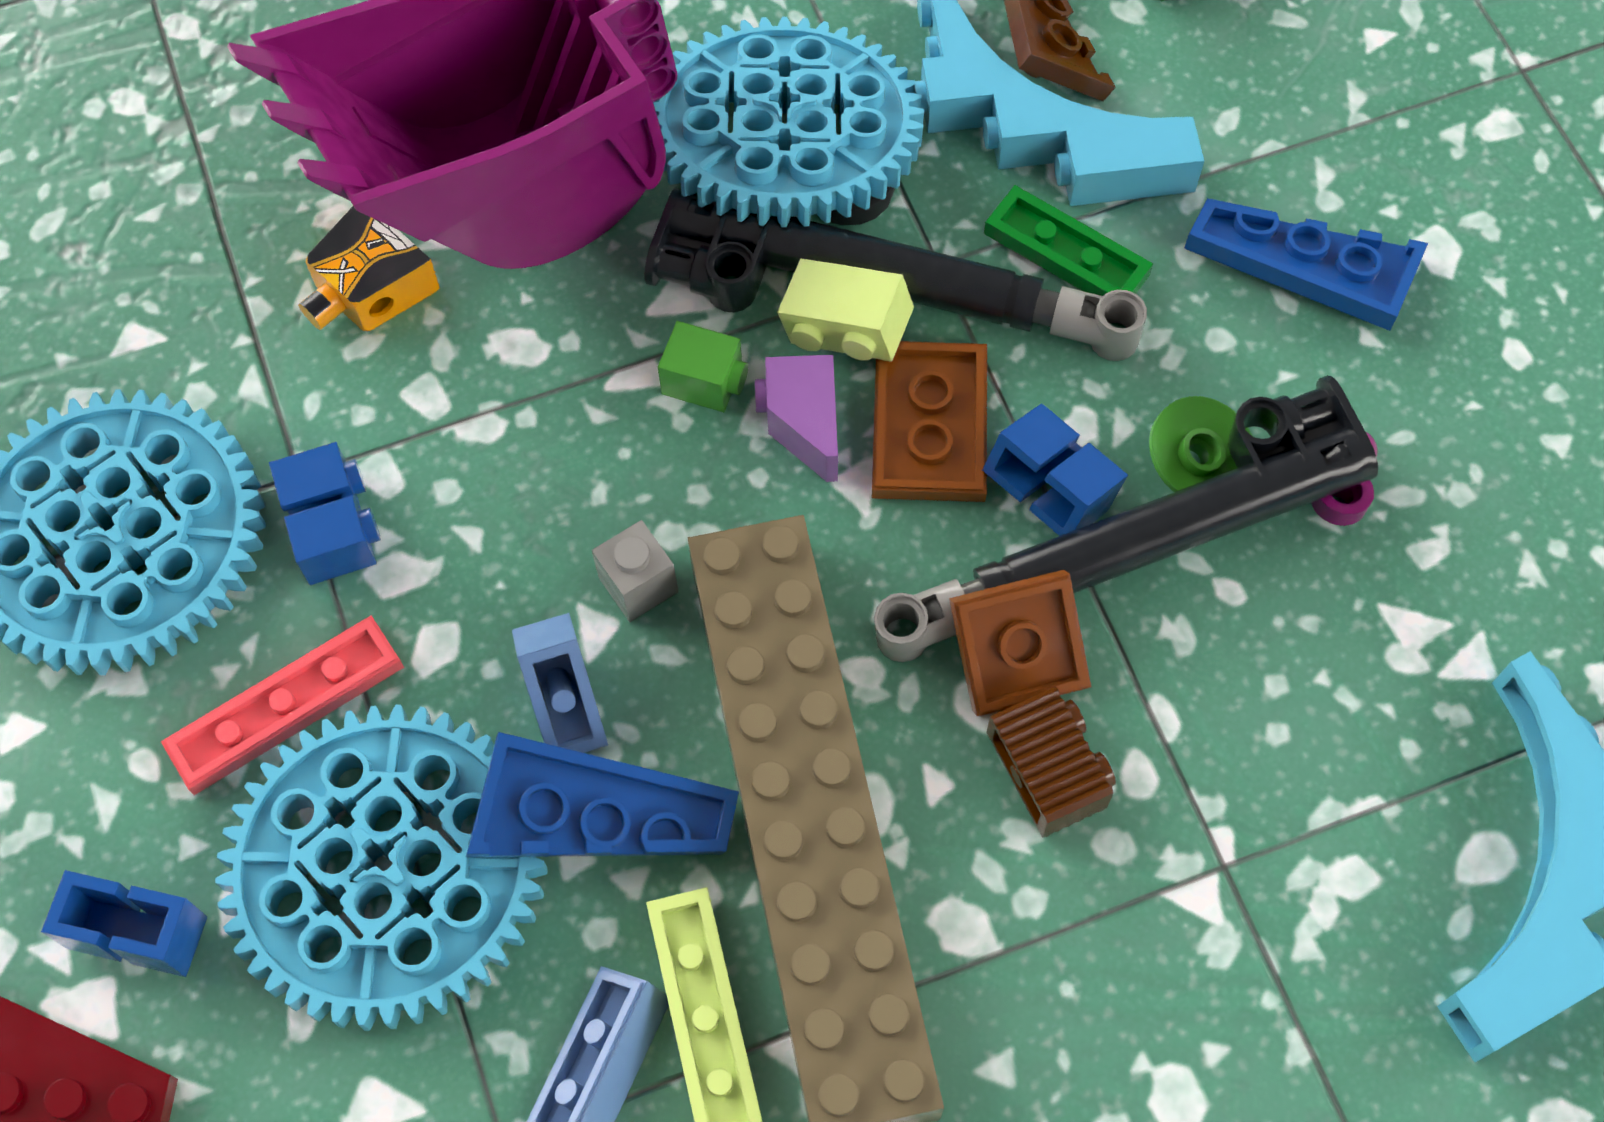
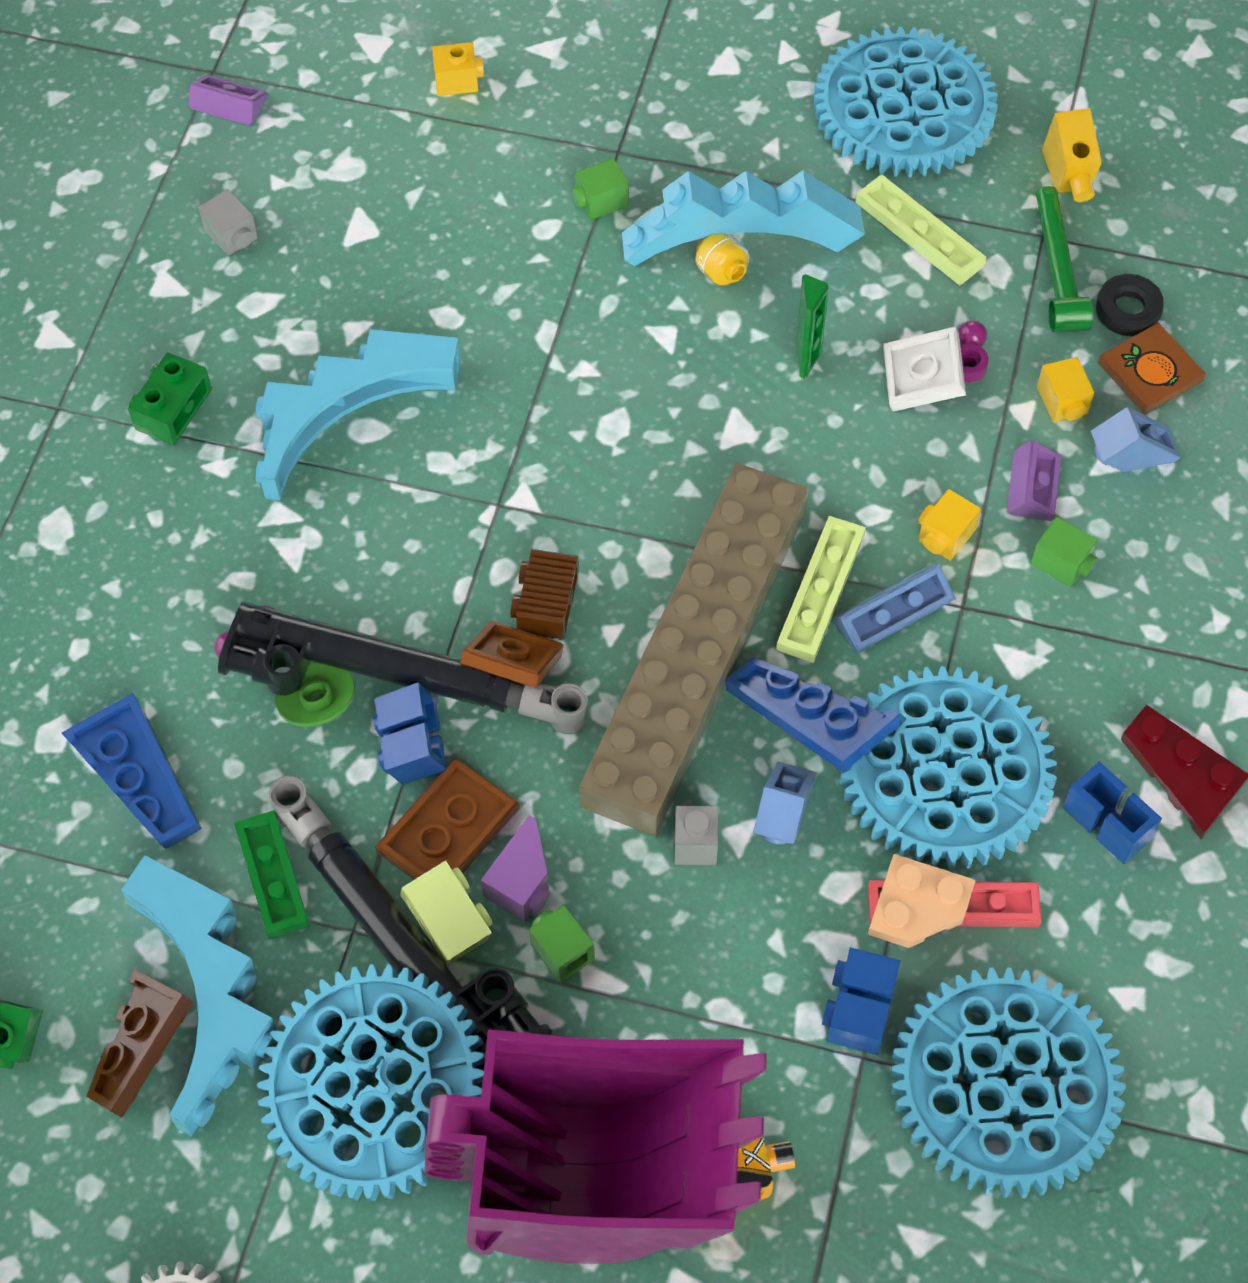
camera: 145 degrees left, 5 degrees down
(318, 660) = (919, 902): none -> light nougat plate

